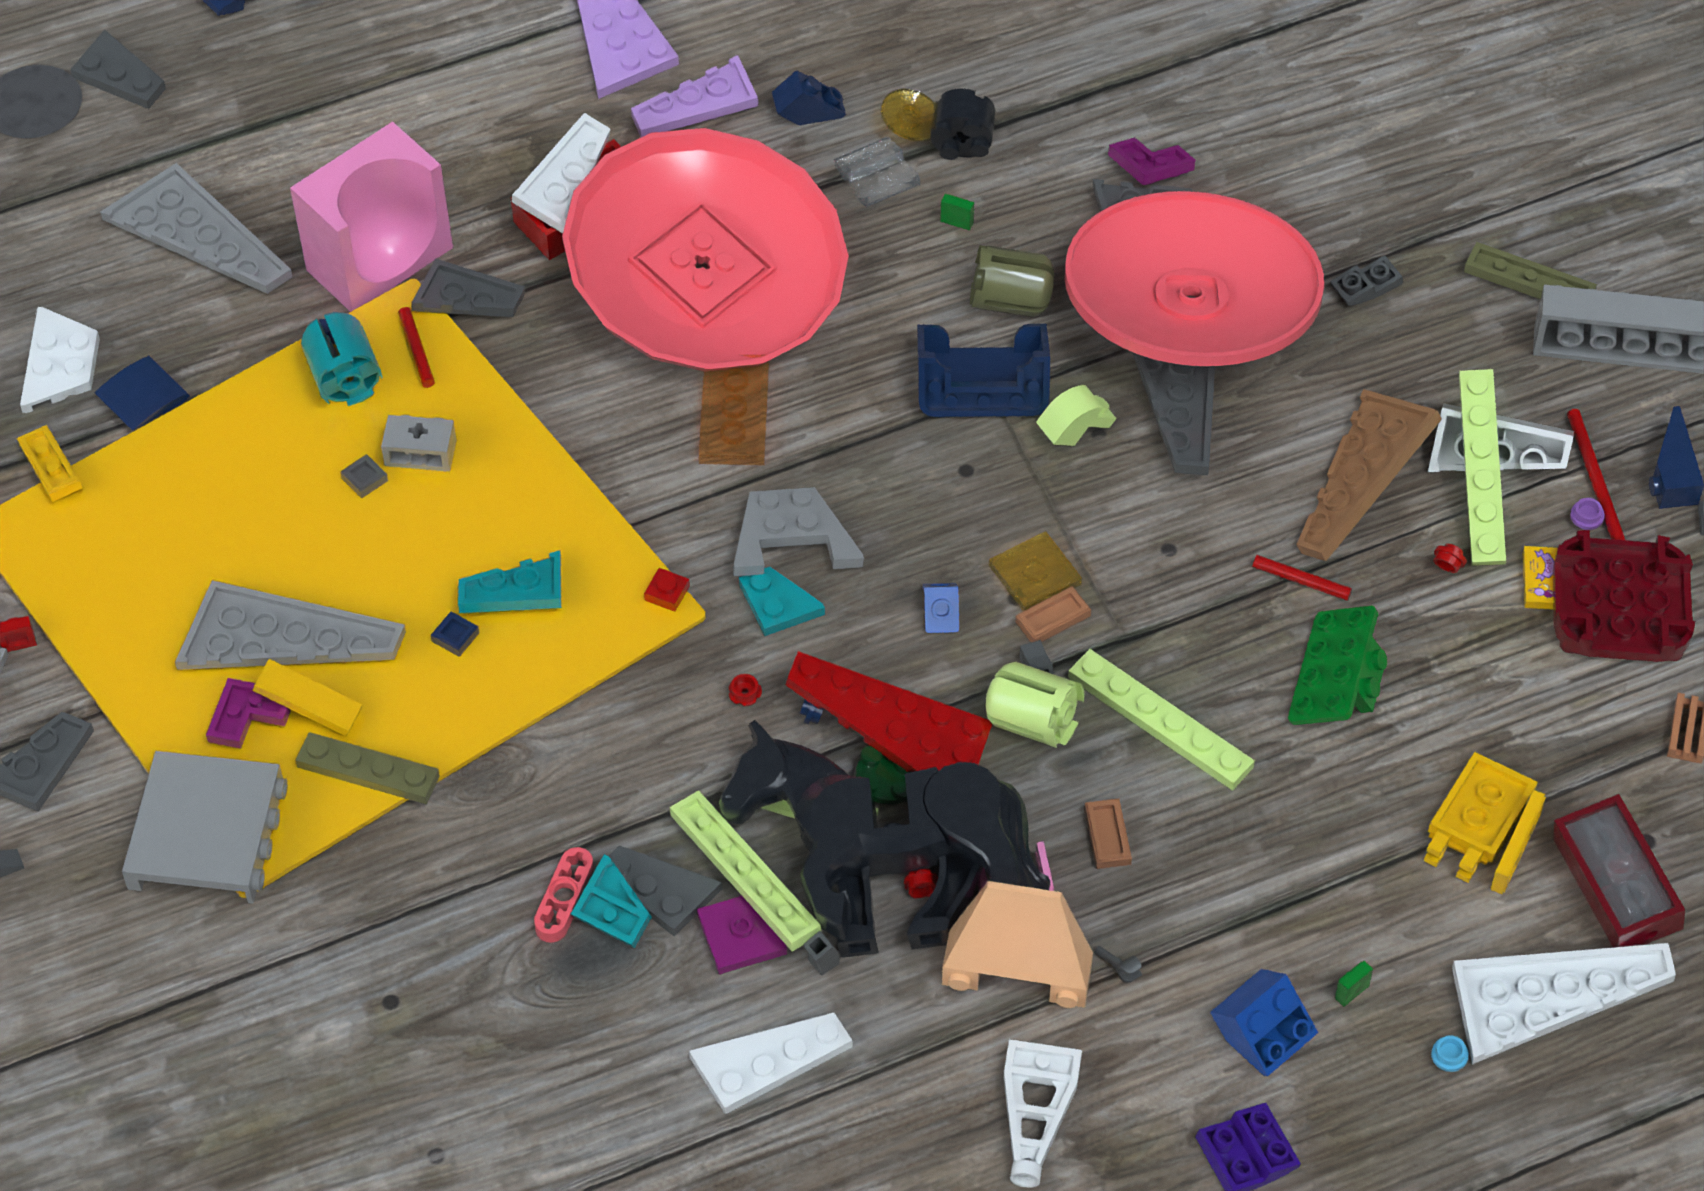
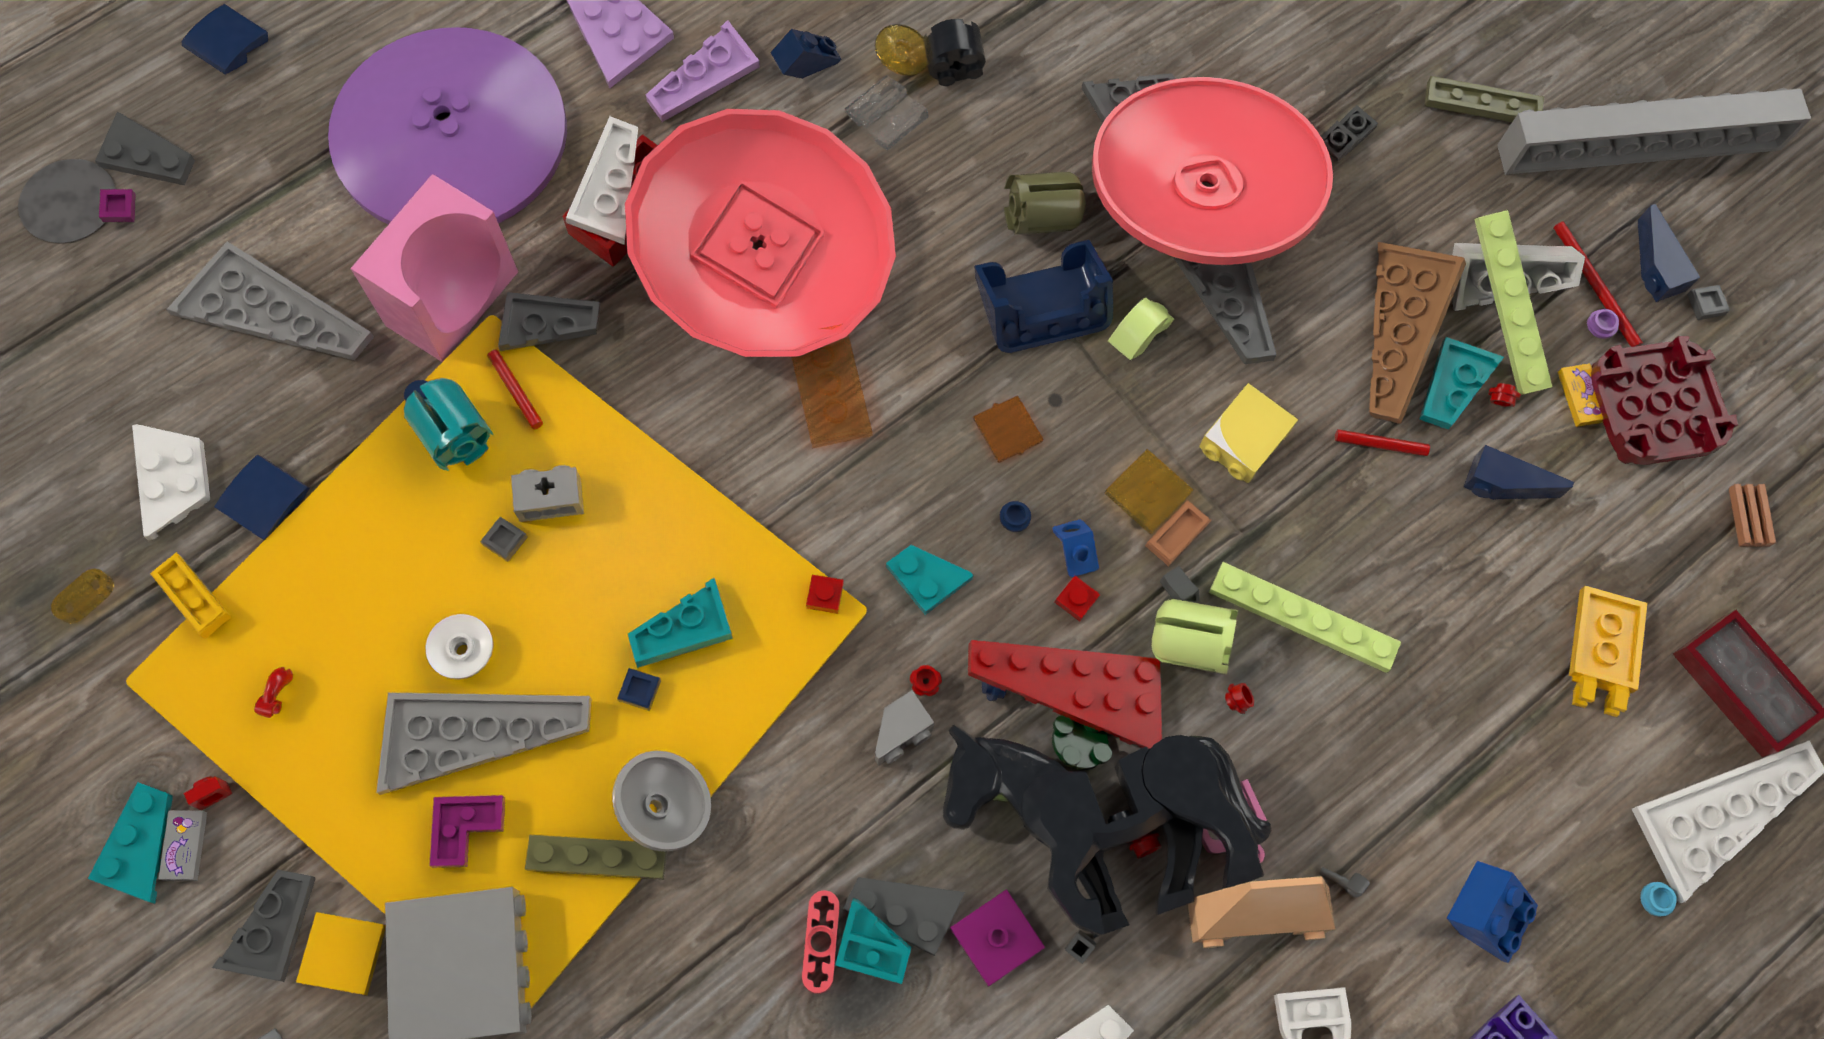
camera: 20 degrees left, 15 degrees up
(80, 112) = (117, 205): none -> magenta plate
(95, 568) = (267, 703): none -> red arm
(98, 799) = (341, 953): none -> yellow tile
(290, 546) = (452, 633): none -> white dish
(307, 697) = (518, 800): yellow tile -> none
(445, 724) = (673, 789): none -> light grey dish
(474, 117) = (494, 146): none -> medium lavender dish
(704, 724) = (901, 725): none -> light grey slope
(745, 870) = (986, 879): yellowish green plate -> none
(791, 519) = (915, 491): light grey wing -> none
(886, 564) = (1015, 516): none -> dark blue plate
(907, 486) = (1008, 429): none -> clear orange piece
(926, 652) = (1077, 598): none -> red plate
(957, 211) = (972, 139): green tile -> none
(1064, 773) = (1239, 698): none -> red plate
(1107, 833) = (1294, 747): nougat tile -> none
(1150, 166) = (1126, 58): magenta plate -> none
(1155, 535) = (1247, 433): none -> light yellow panel
(1339, 667) = (1444, 530): green bracket -> none
(1353, 983) = (1558, 851): green tile -> none
(1403, 534) = (1456, 380): none -> teal wing
(1429, 636) = (1507, 477): none -> dark blue slope
(1518, 842) = (1652, 670): yellow tile -> none

